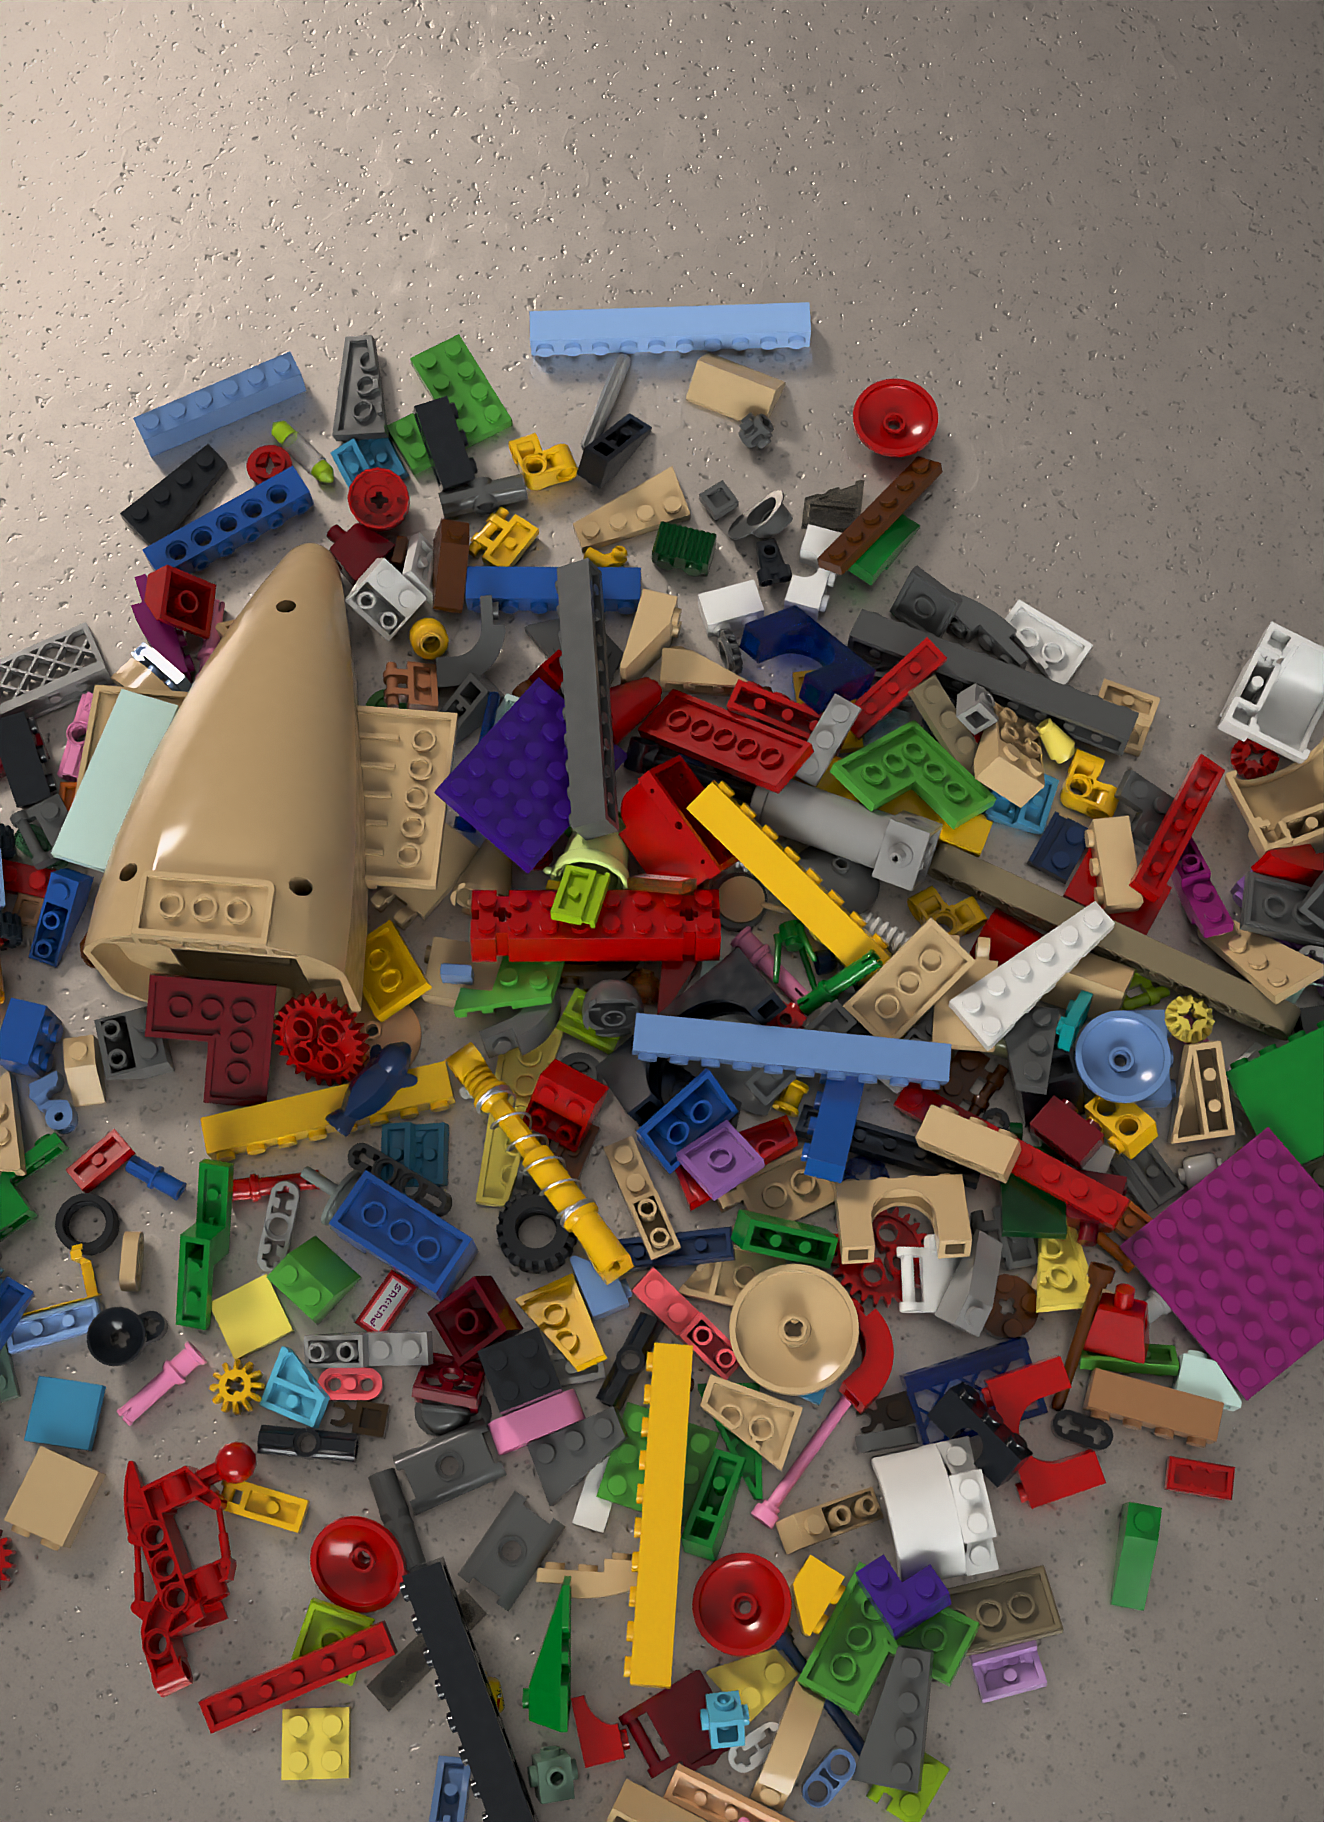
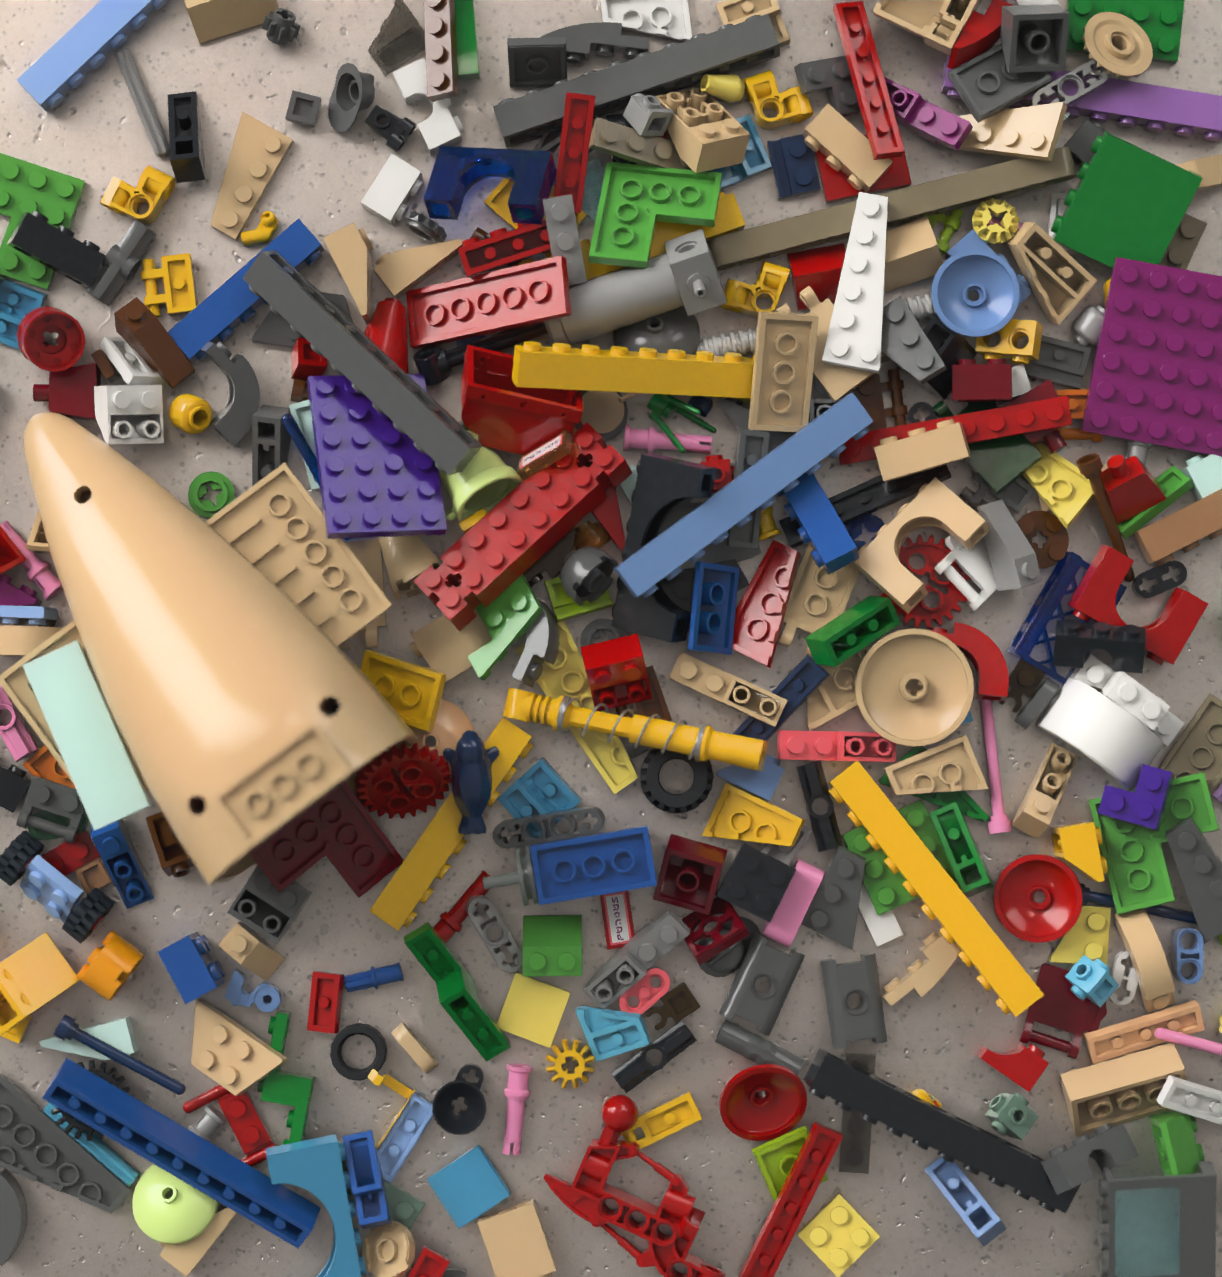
camera: 45 degrees left, 15 degrees up
(420, 689) = (218, 454): nougat plate -> none
(457, 973) = (455, 648): medium blue tile -> none
(550, 1681) = (956, 1059): green wedge -> none
(580, 896) = (499, 518): lime plate -> none
(684, 549) = (314, 172): dark green brick -> none
(720, 1160) = (760, 615): medium lavender plate -> none
(829, 989) = (727, 425): green pin -> none
(1074, 1019) = (914, 286): teal plate -> none

